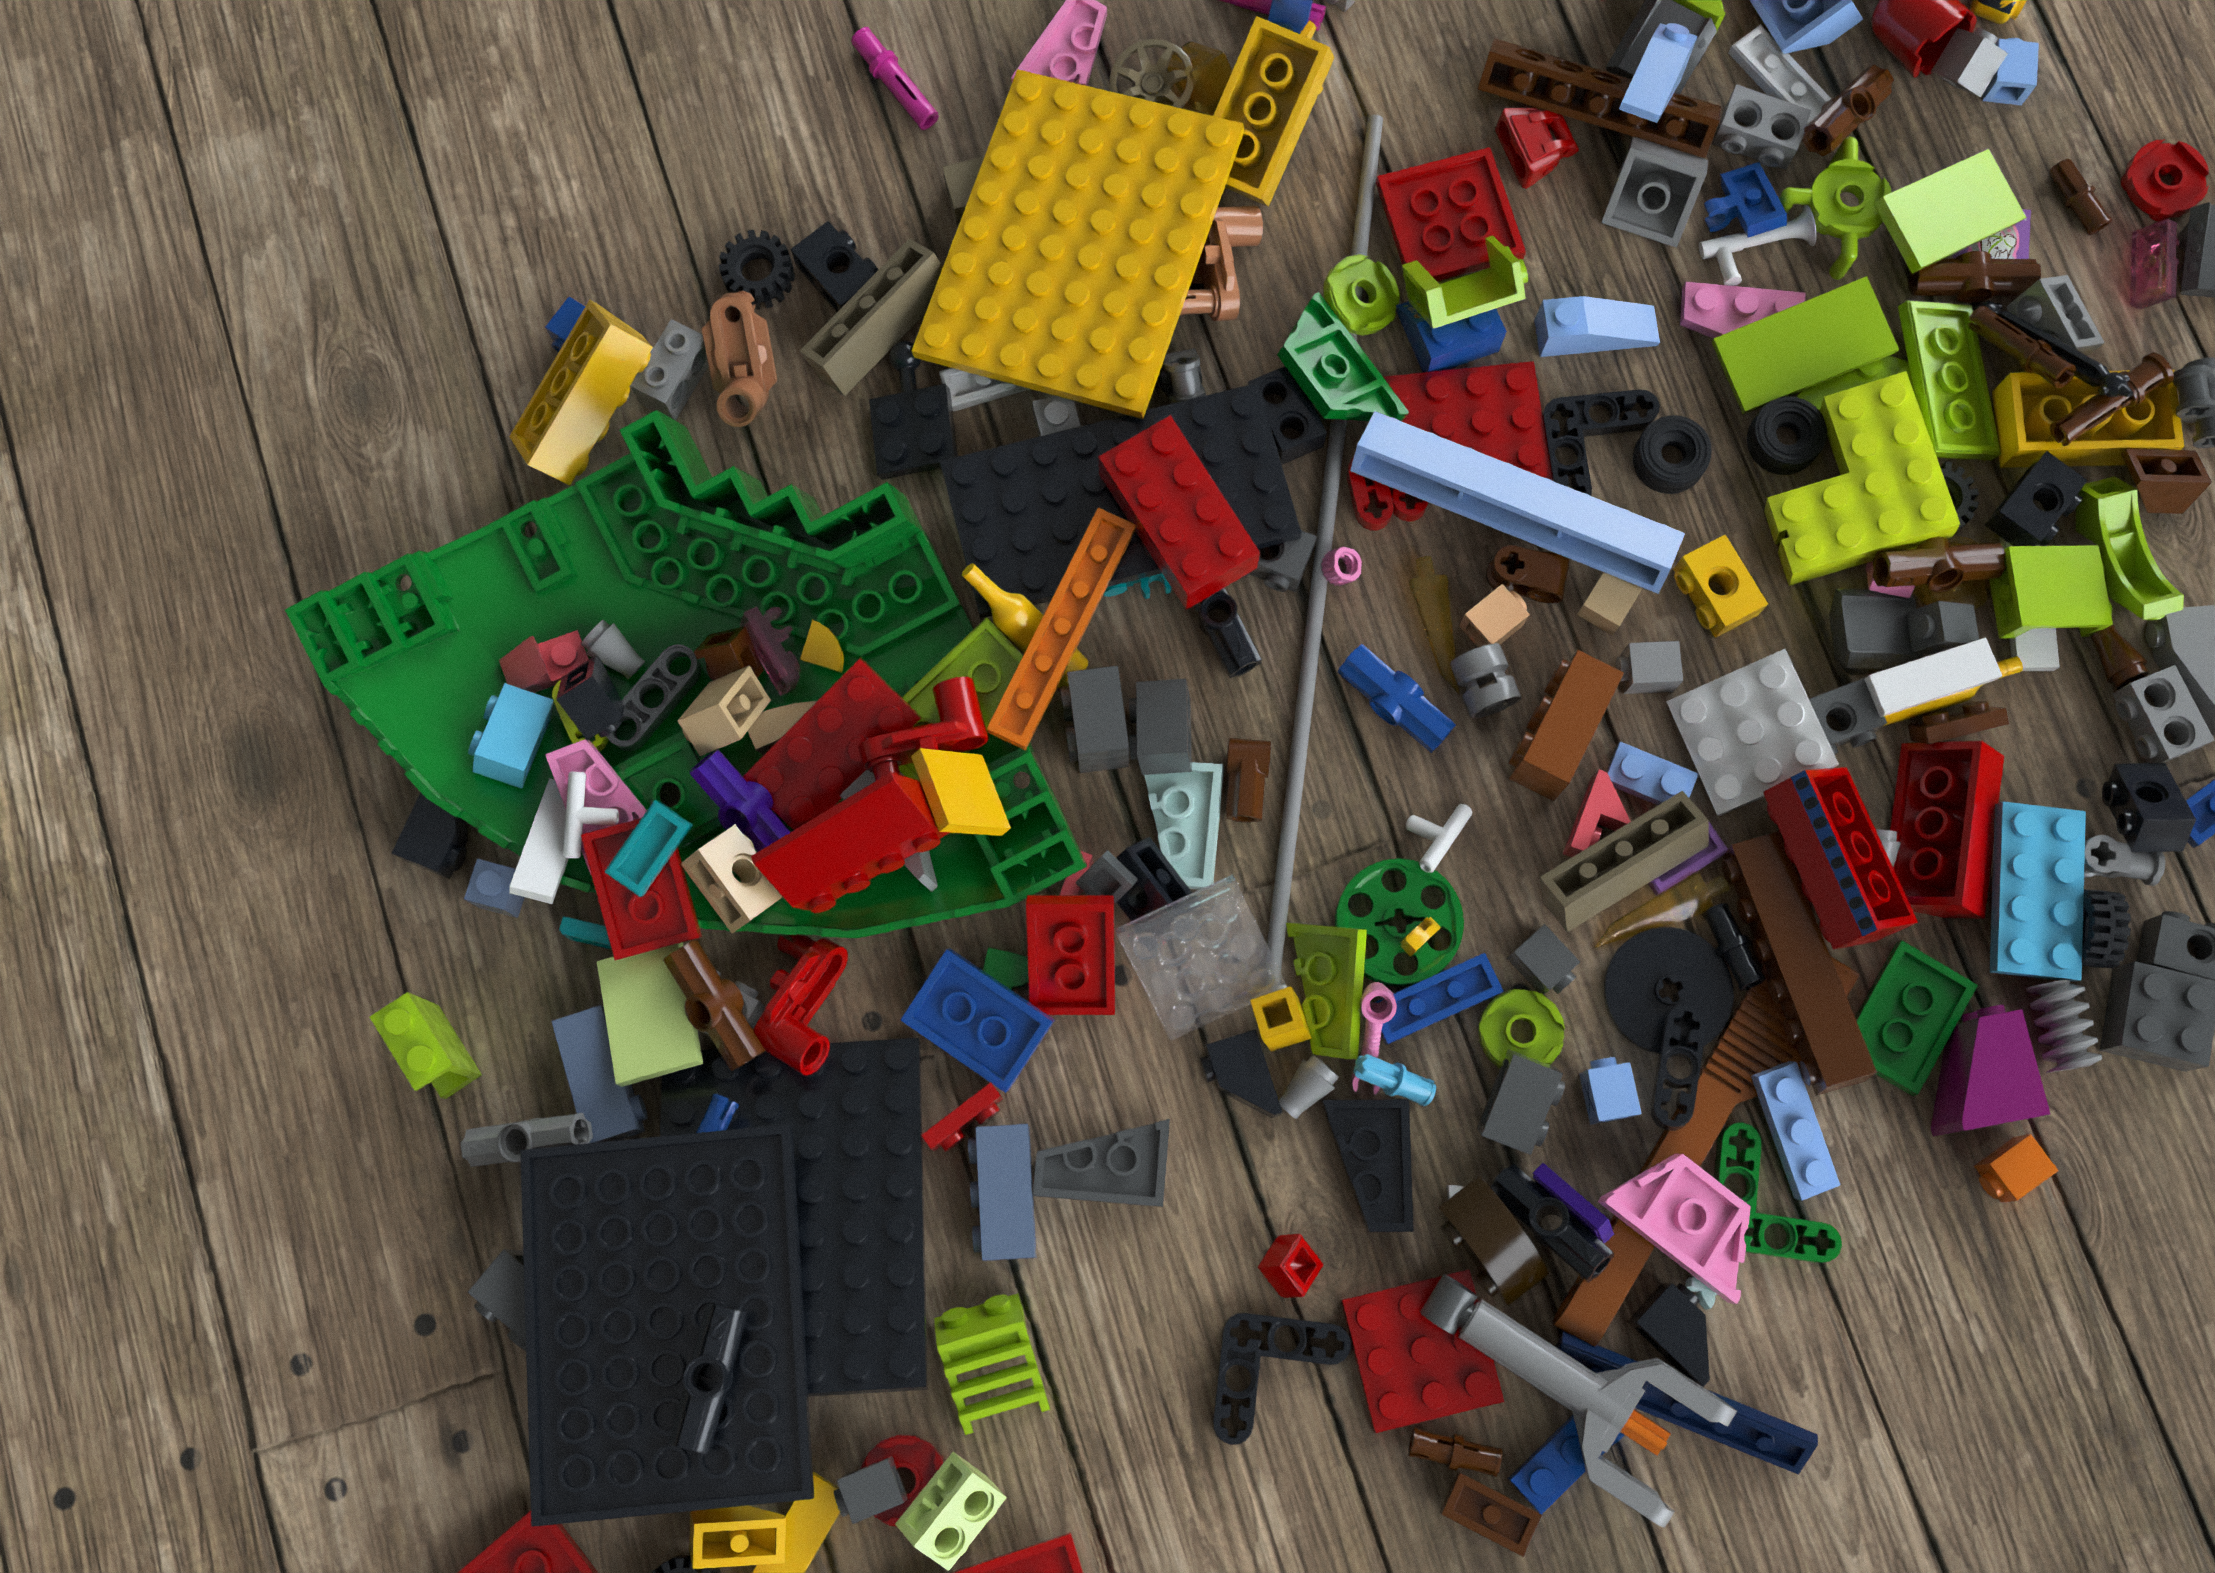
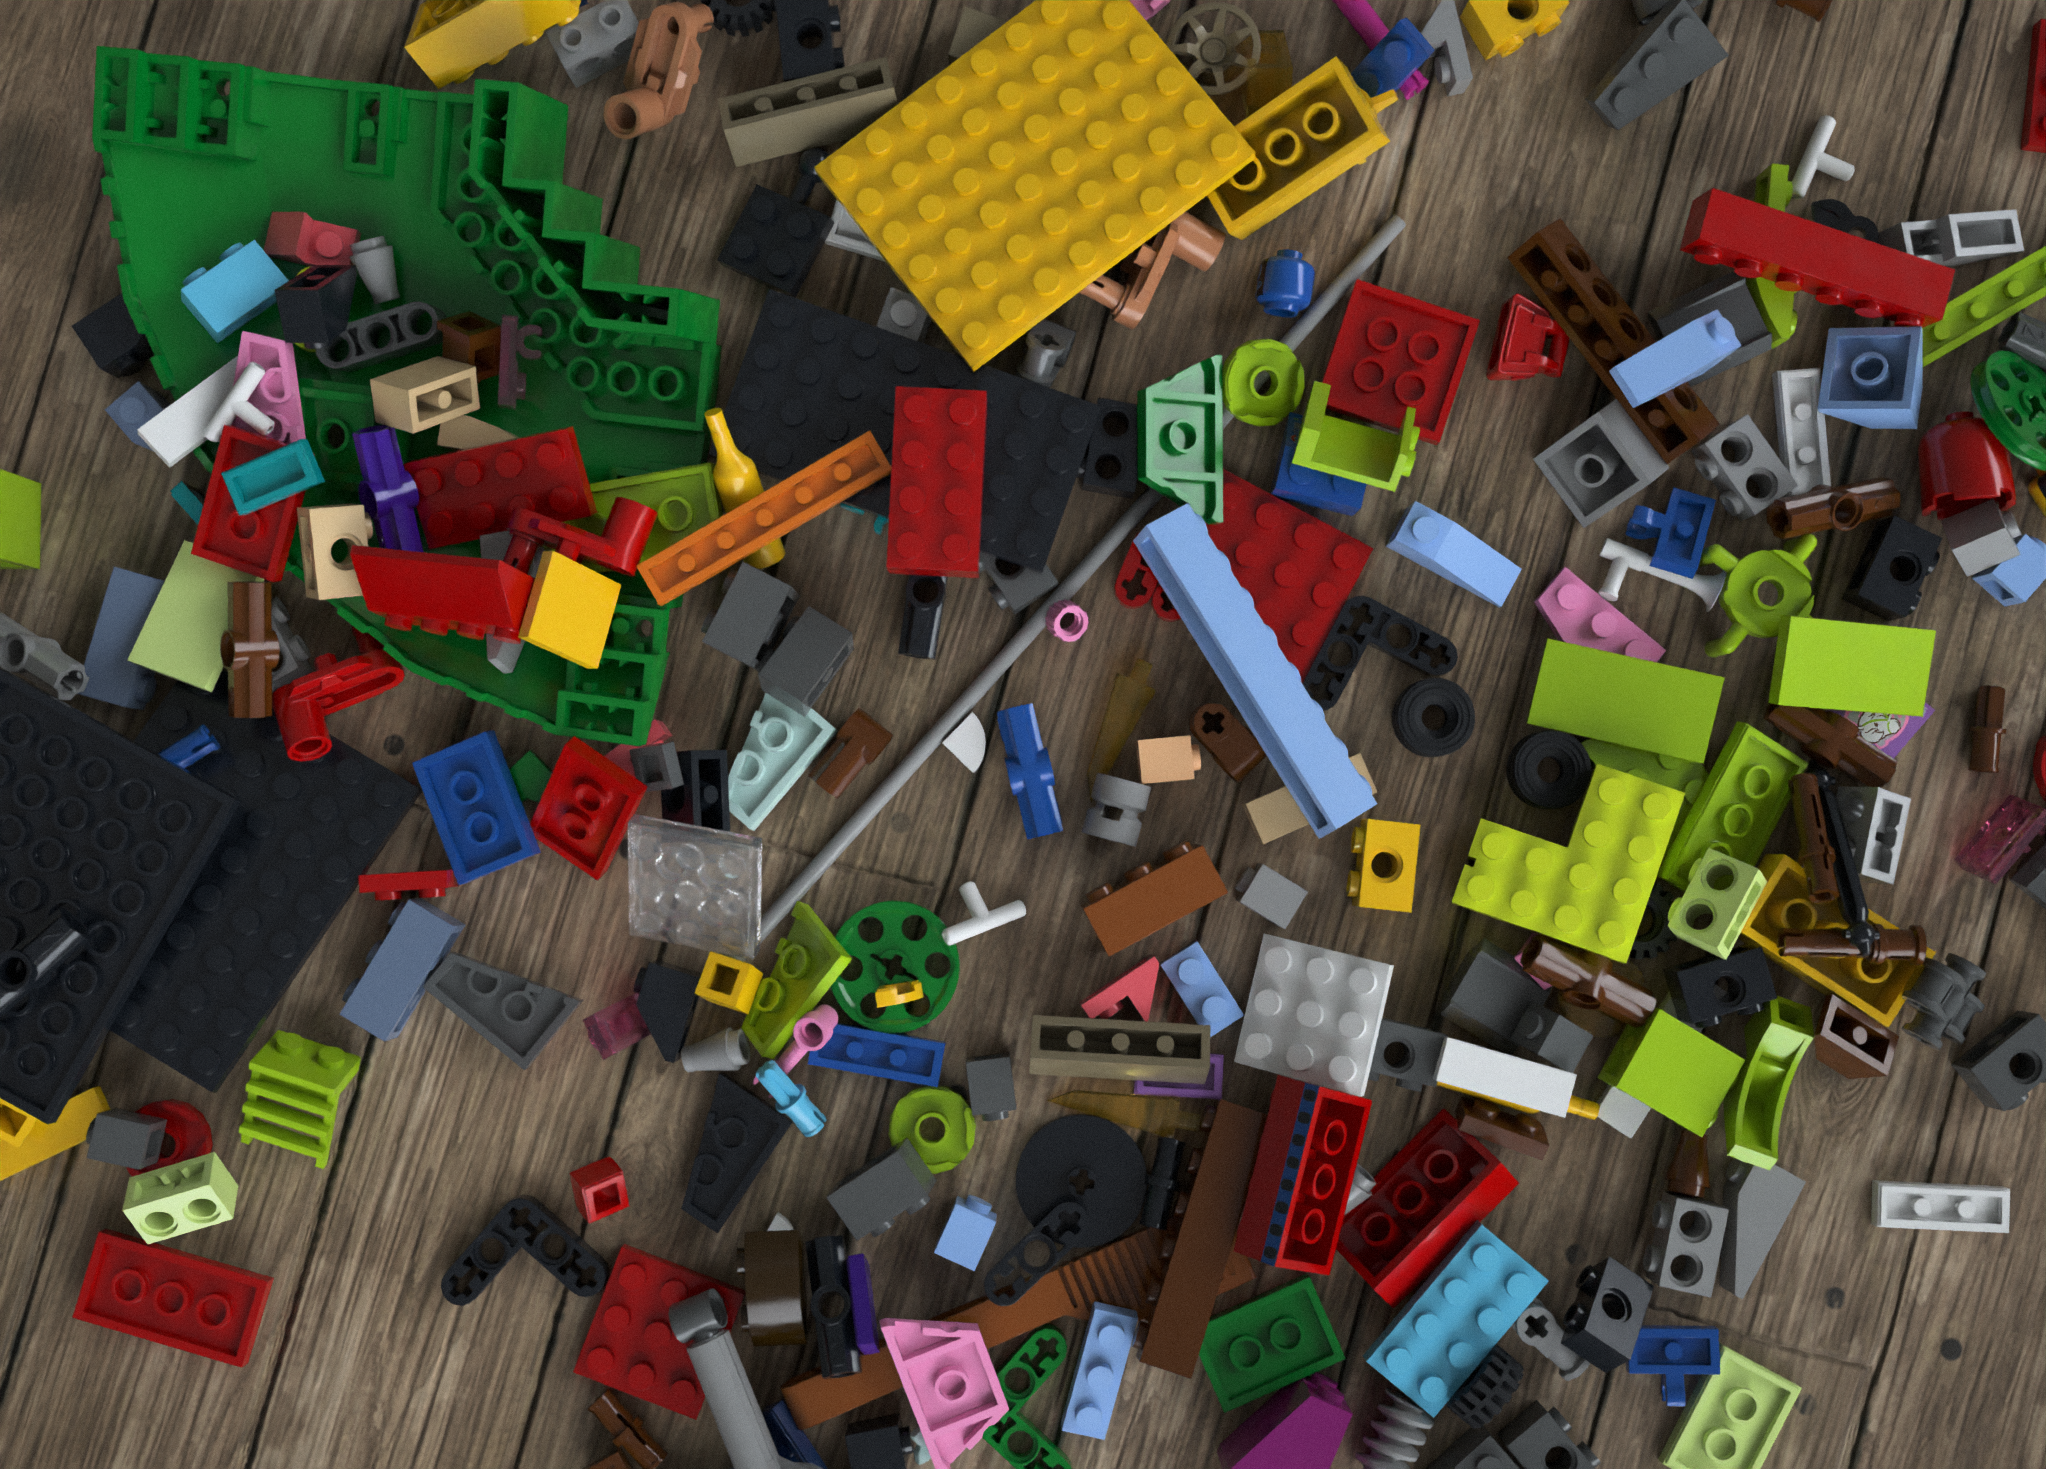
camera: 30 degrees right, 10 degrees up
(822, 648) = (558, 390): yellow tile -> none
(1217, 1113) = (616, 1027): none -> clear pink plate
(1326, 213) = (1285, 284): none -> blue head
(1332, 710) = (968, 742): none -> white tile
(1916, 147) = (1872, 583): none -> black brick
(1998, 436) = (1728, 906): none -> yellowish green brick

